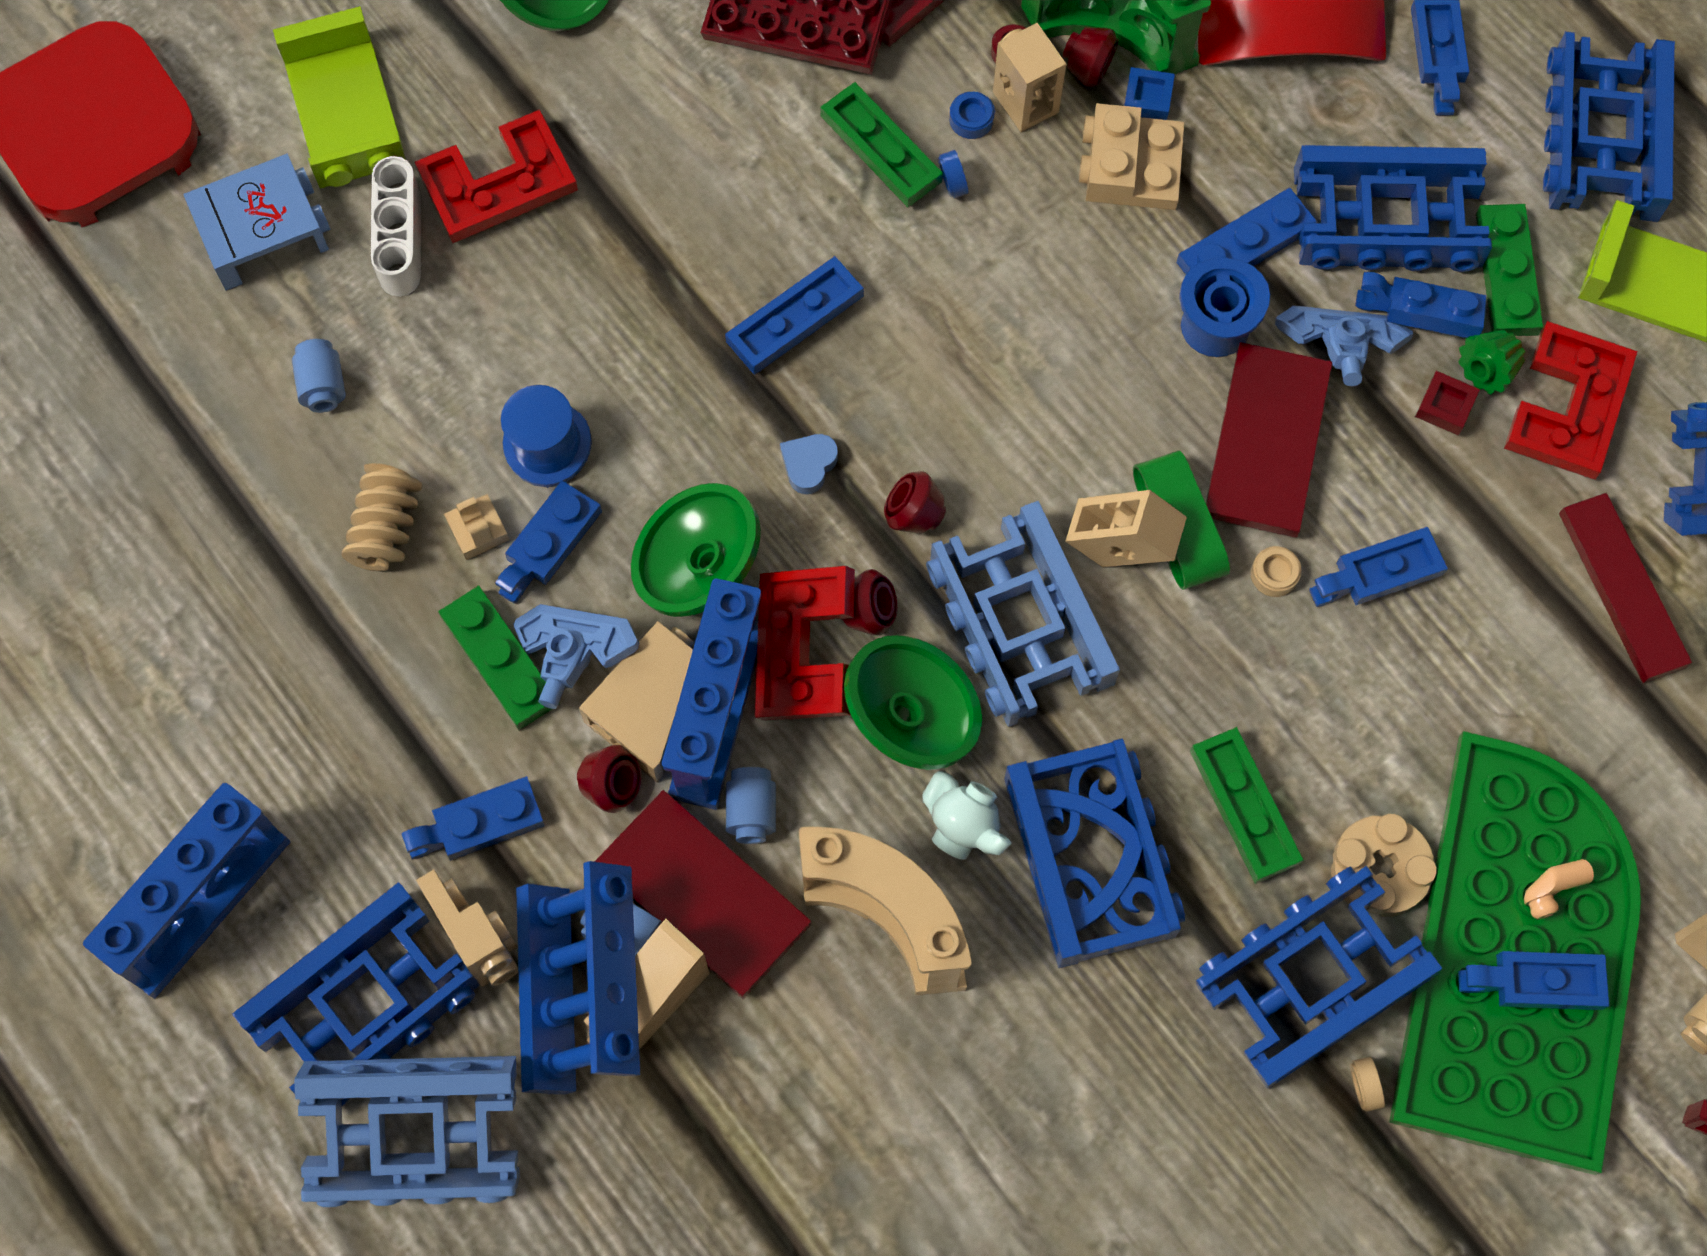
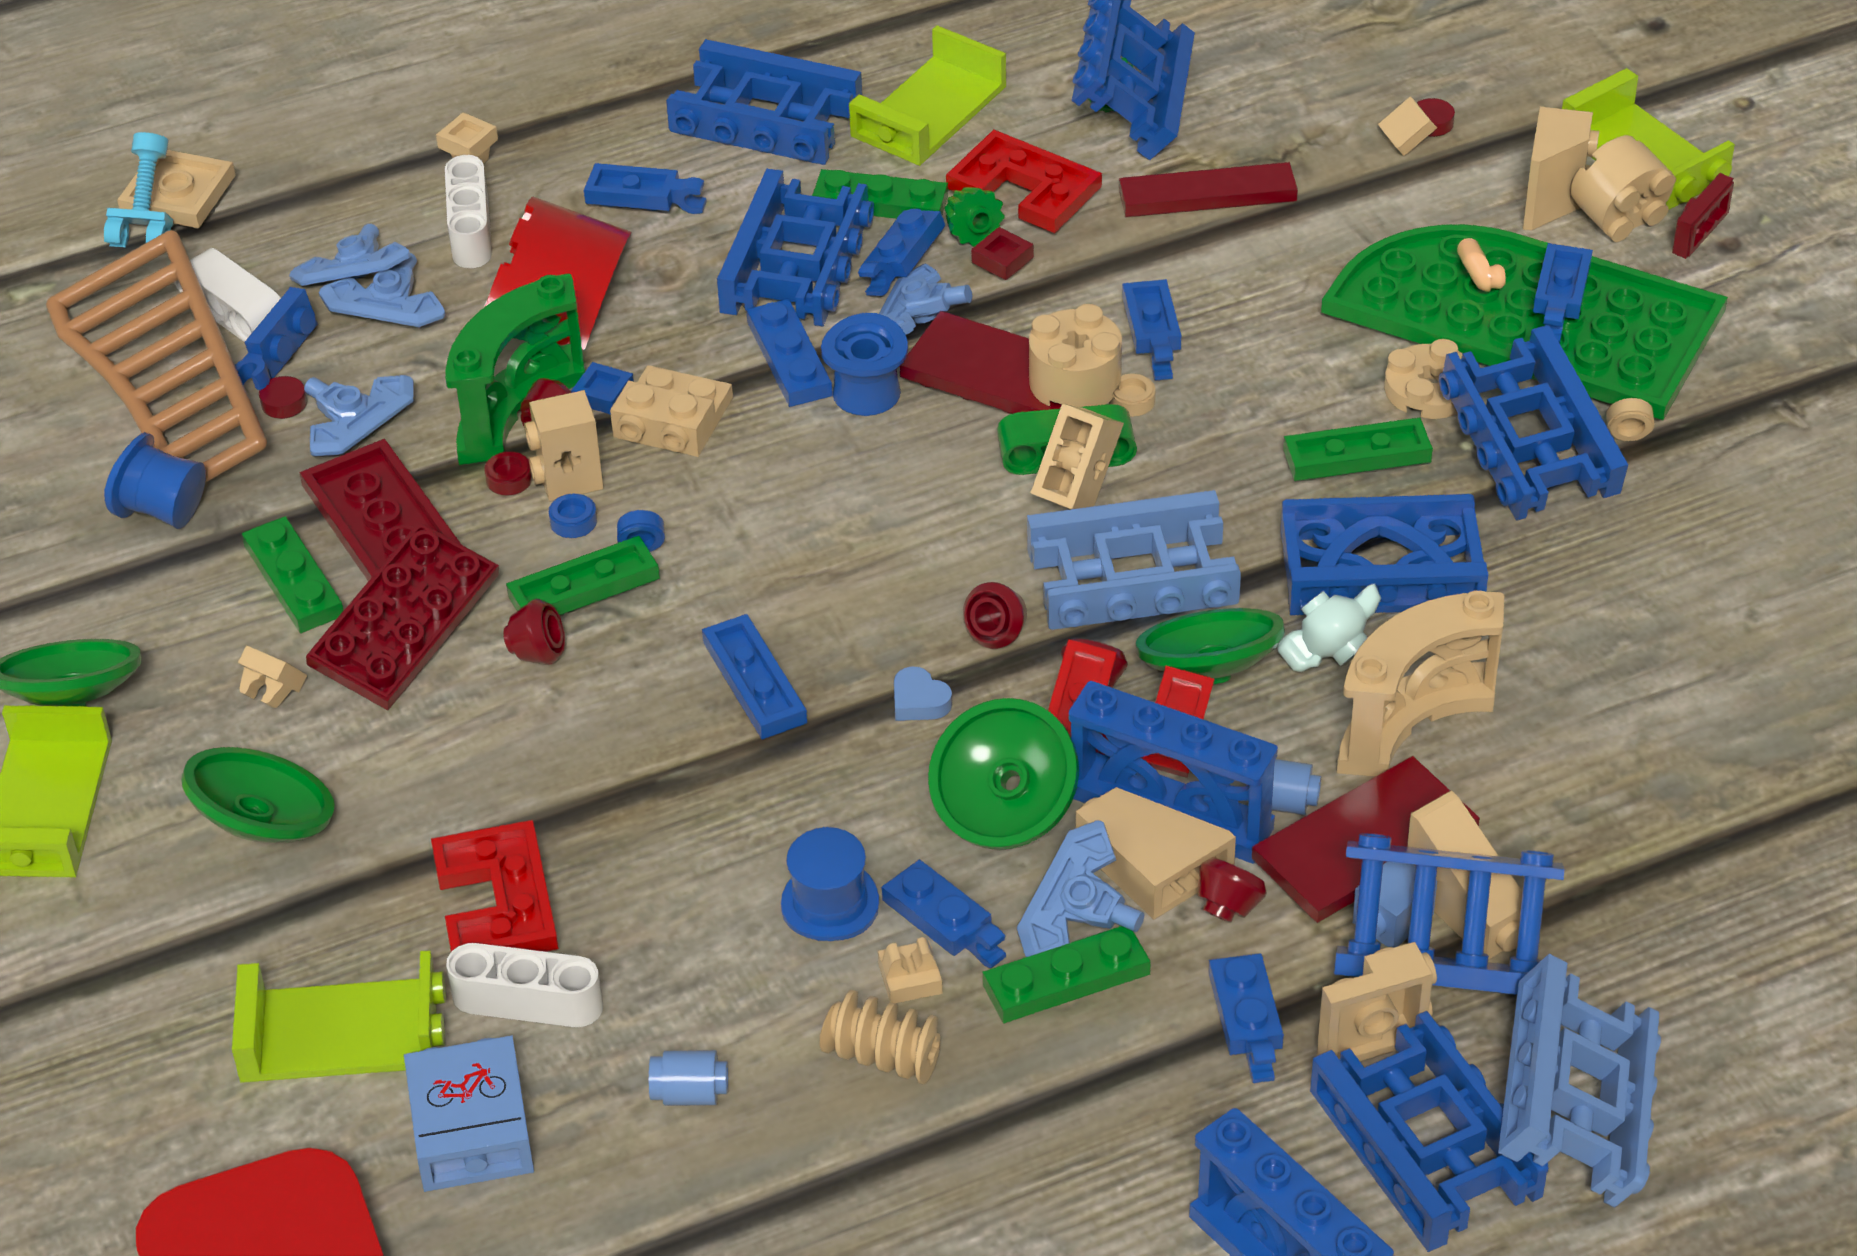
camera: 75 degrees left, 25 degrees down
(798, 124) = (535, 633): none -> dark red cone
(1289, 502) = (1075, 357): none -> tan brick

